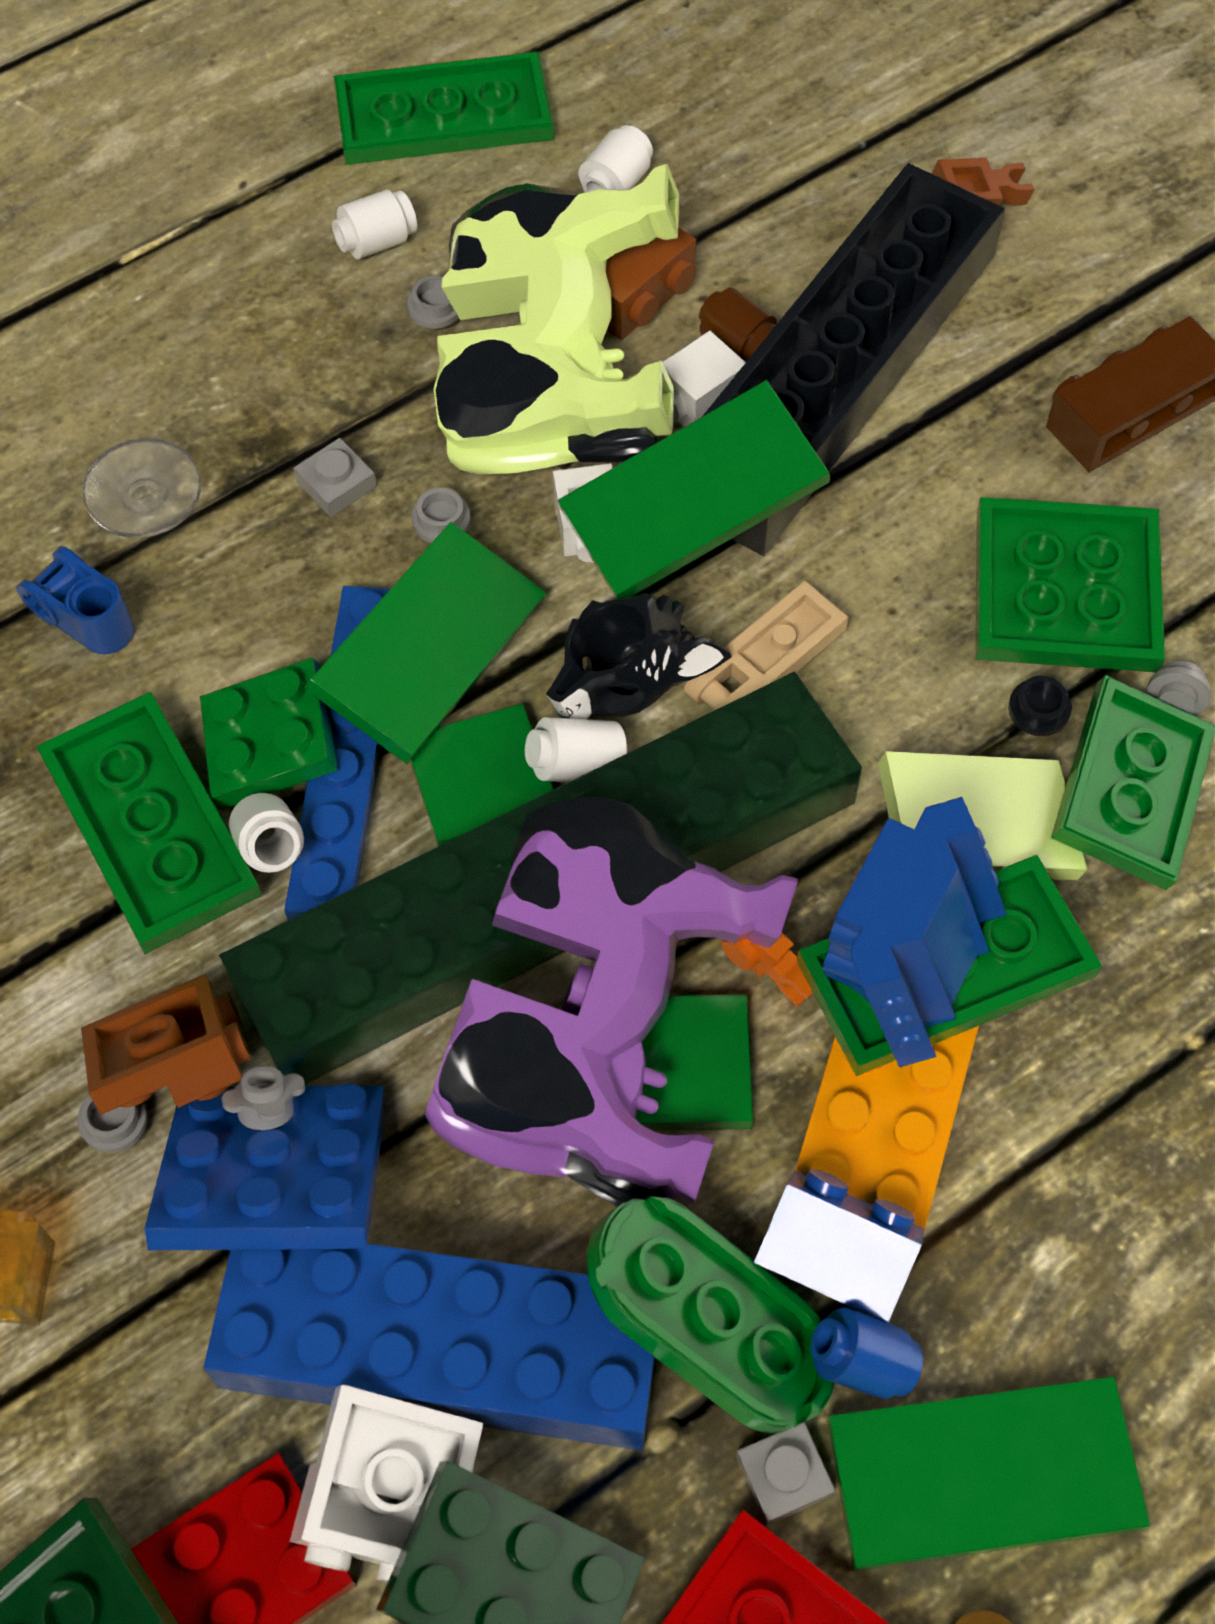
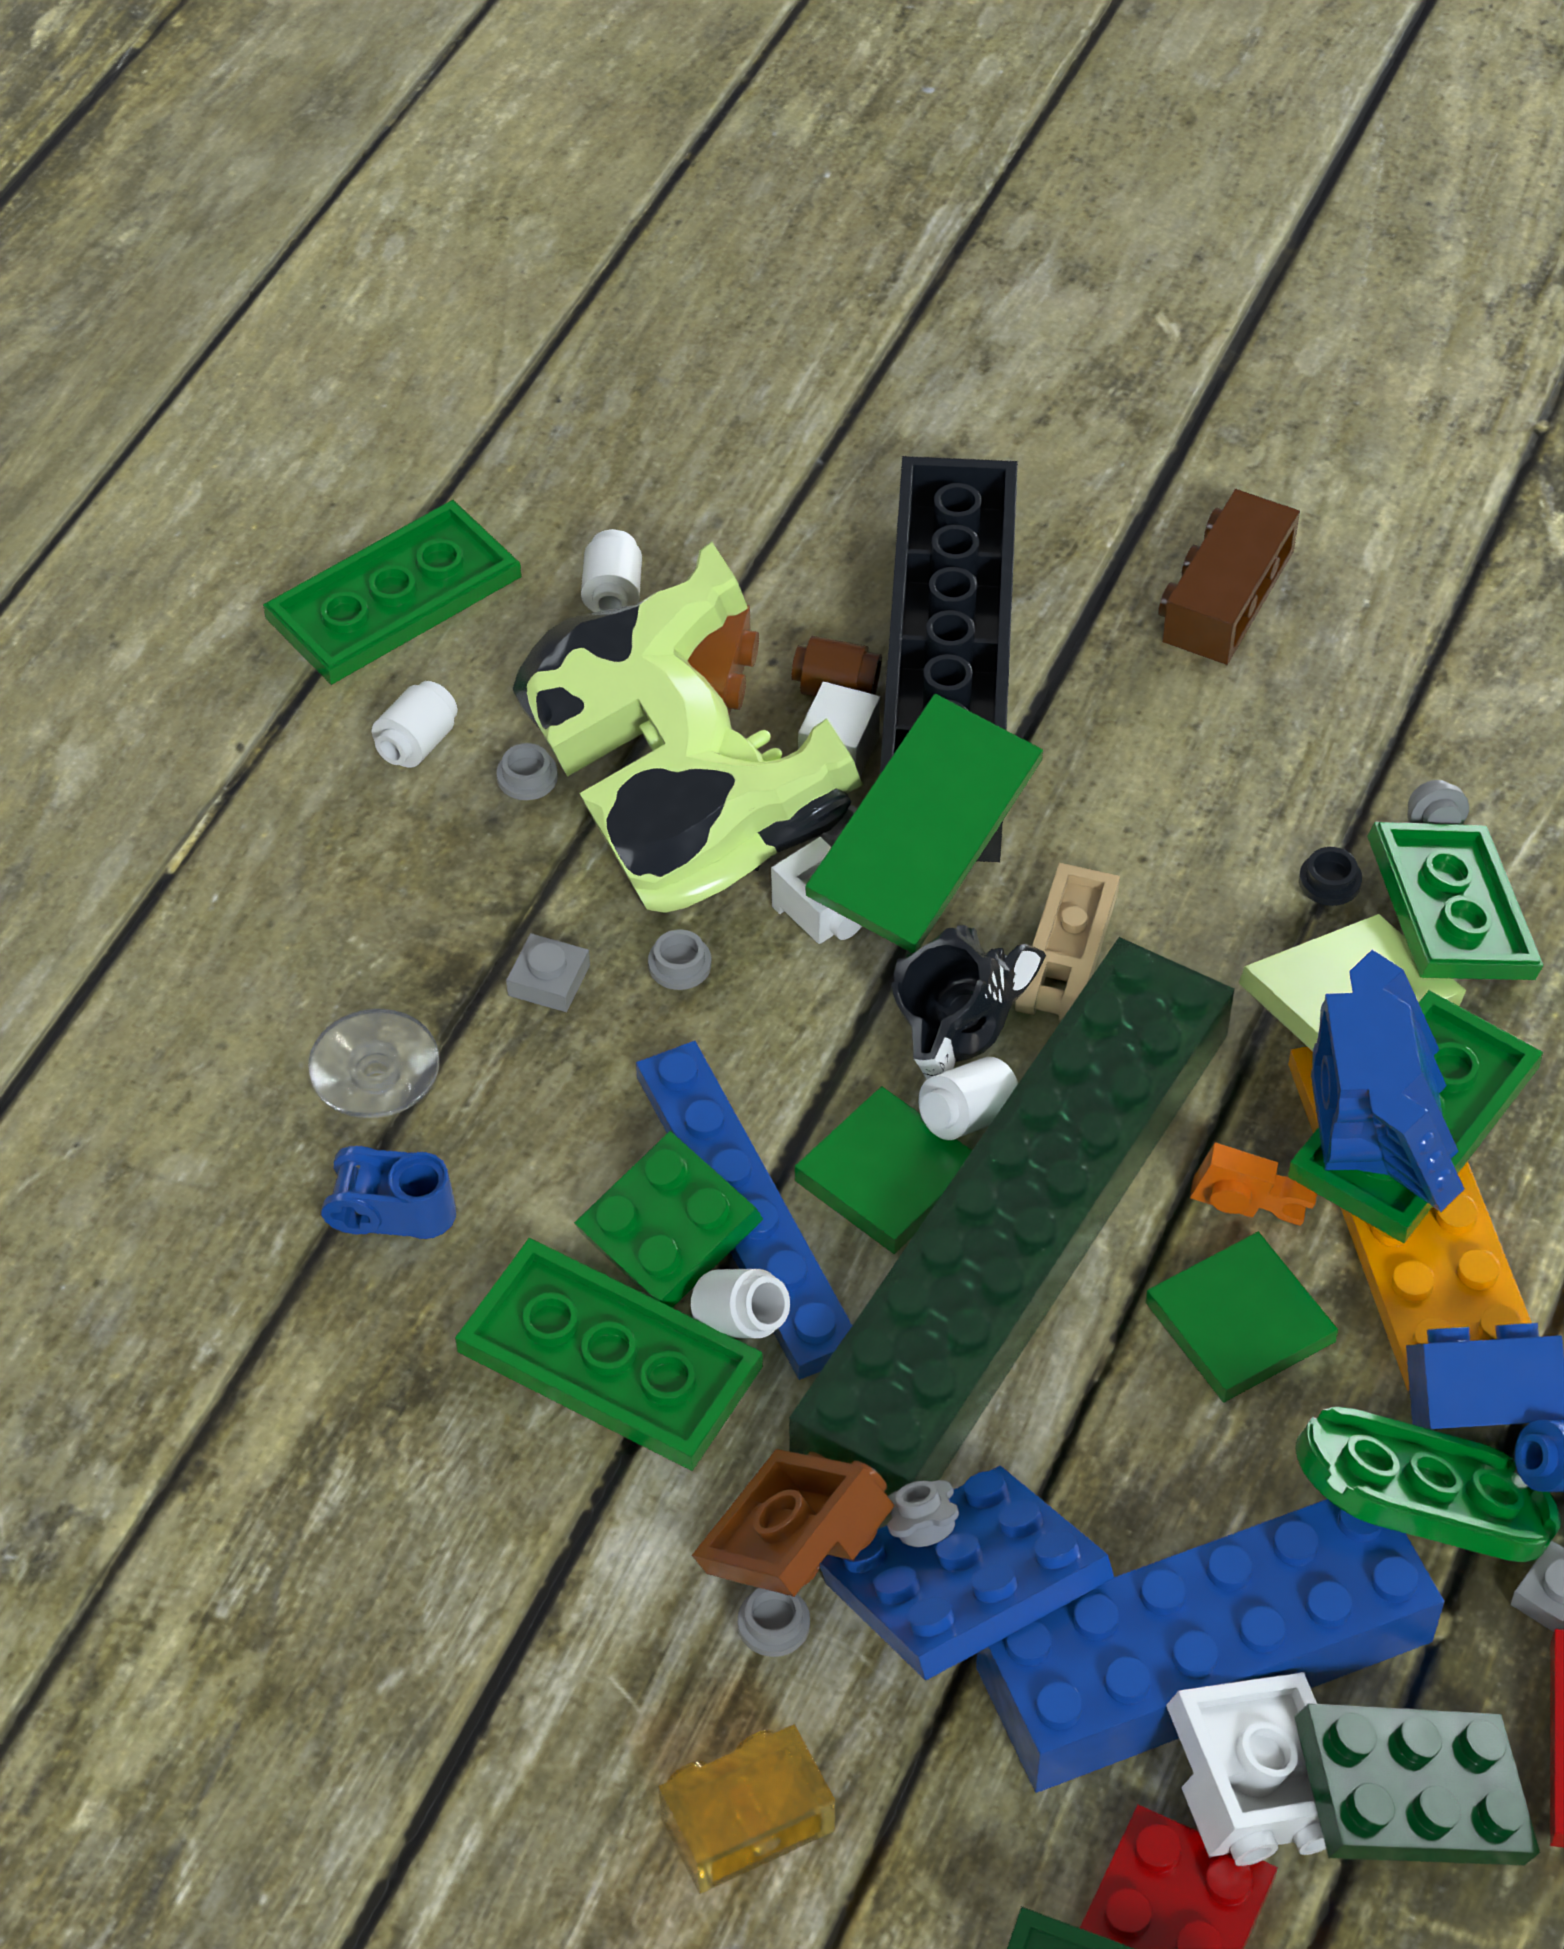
camera: 30 degrees left, 10 degrees down
(426, 642) = (762, 1070): green tile -> none
(565, 1085) = (1156, 1364): medium lavender animal -> none
(978, 178) = (973, 445): dark orange plate -> none
(1069, 585) = (1283, 764): green plate -> none

